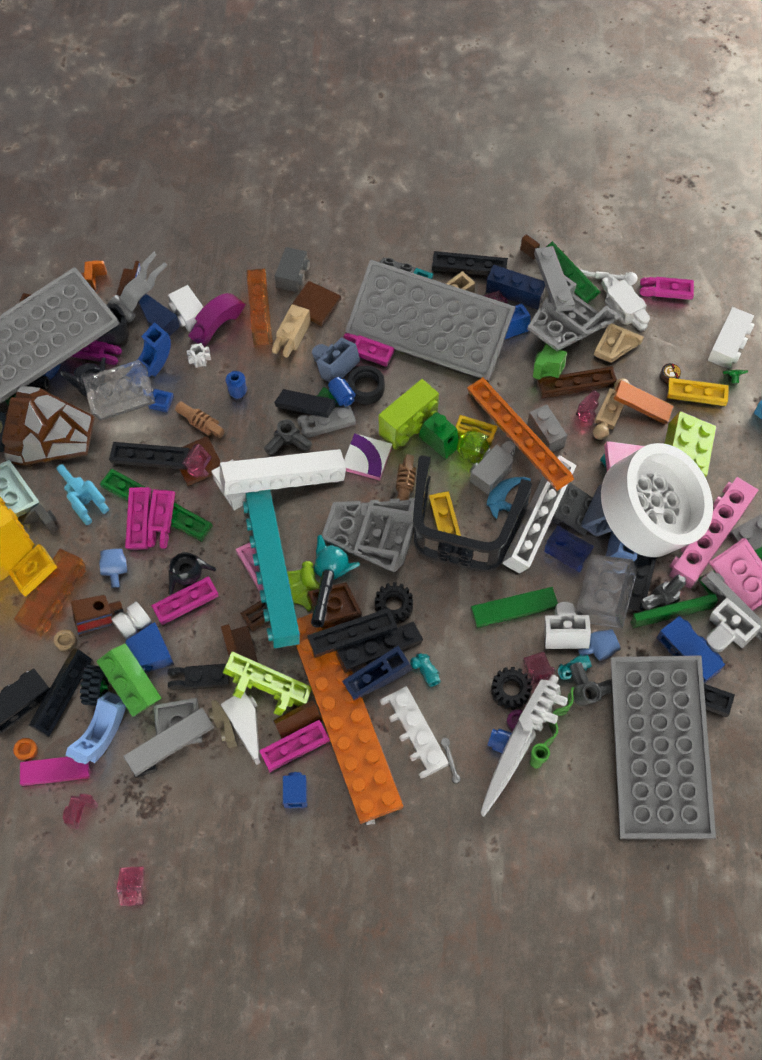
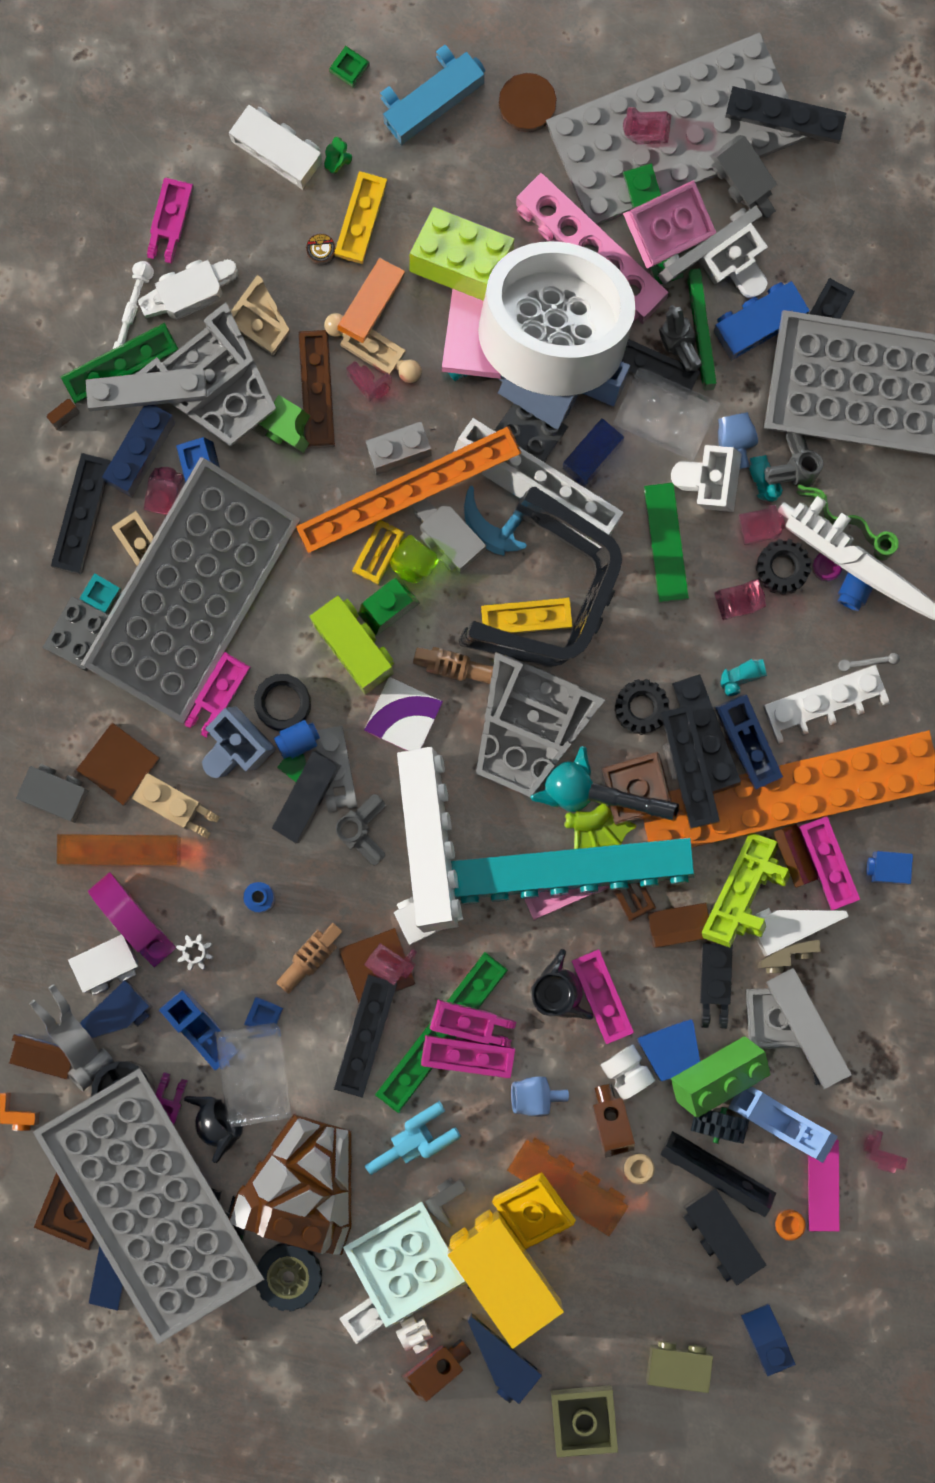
camera: 80 degrees left, 20 degrees up
(480, 659) = (740, 600): none -> clear pink bracket

